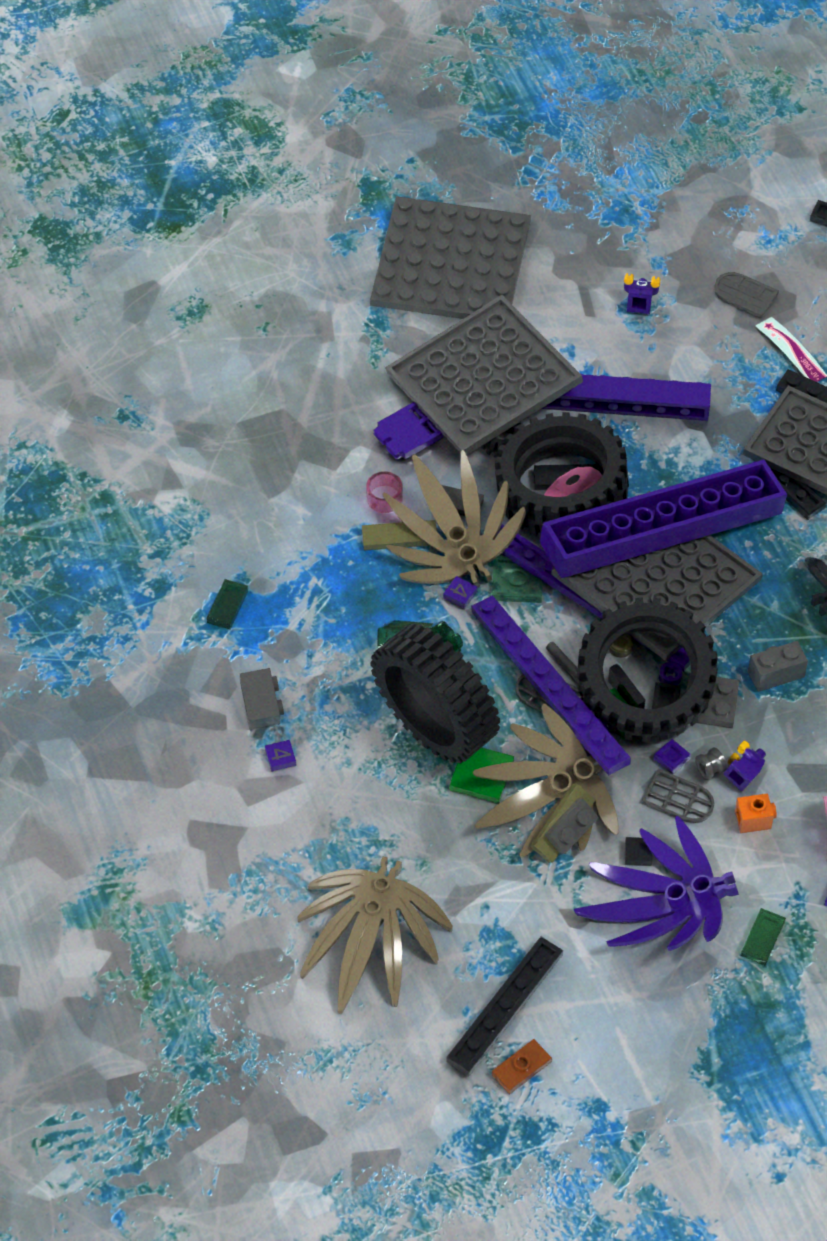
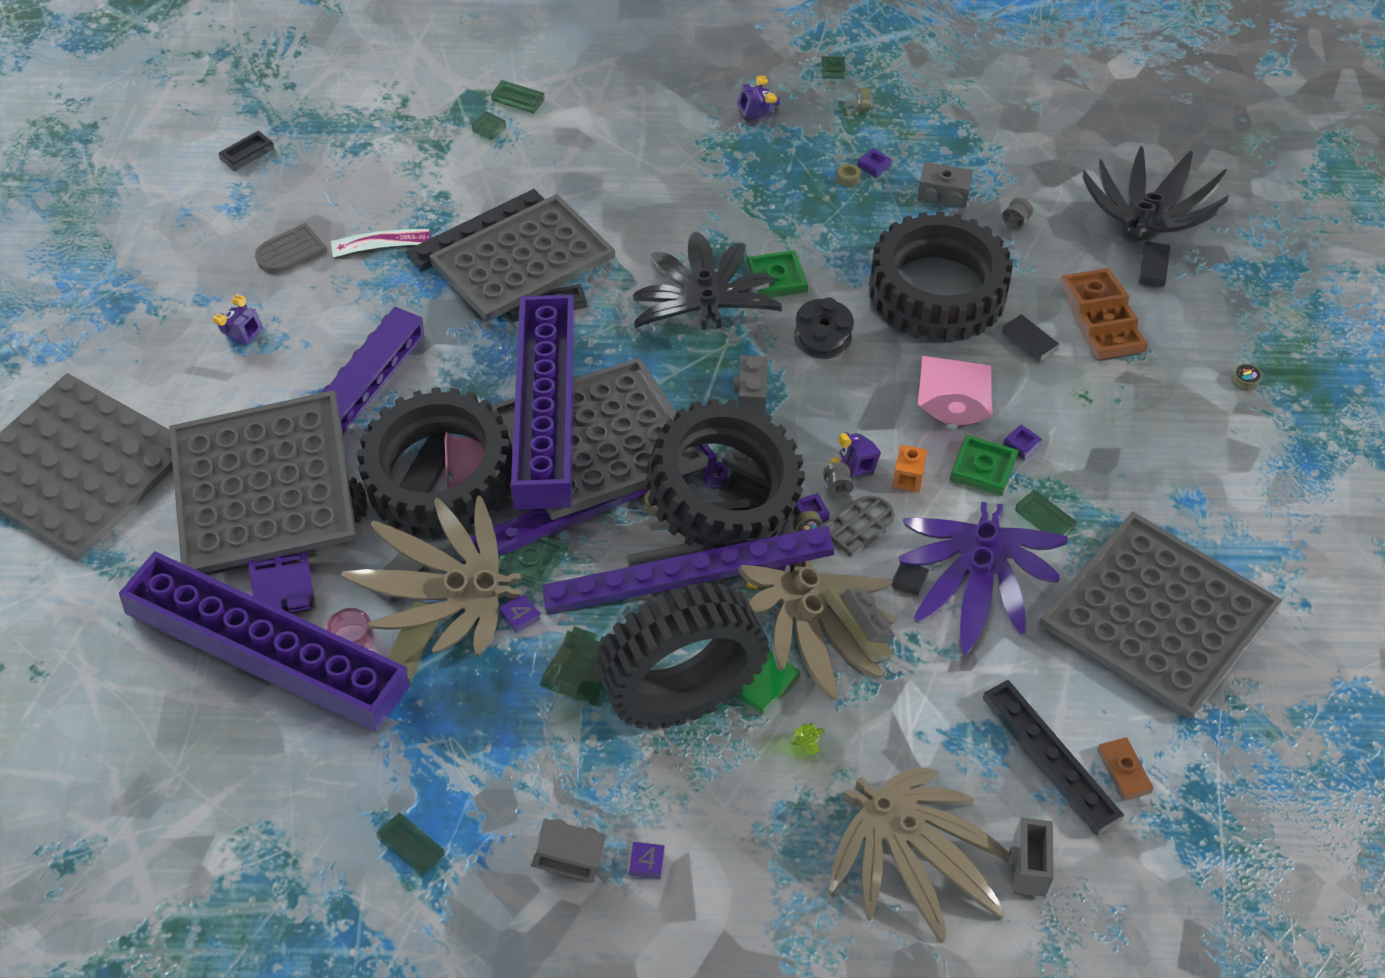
camera: 70 degrees left, 5 degrees down
(346, 443) = (265, 641): none -> dark purple brick
(394, 1011) = (1032, 857): none -> dark grey brick
(437, 824) = (808, 736): none -> clear neon green plant
(650, 756) = (807, 520): none -> tile
(699, 1055) = (1161, 614): none -> dark grey plate
(796, 873) = (984, 465): none -> green tile

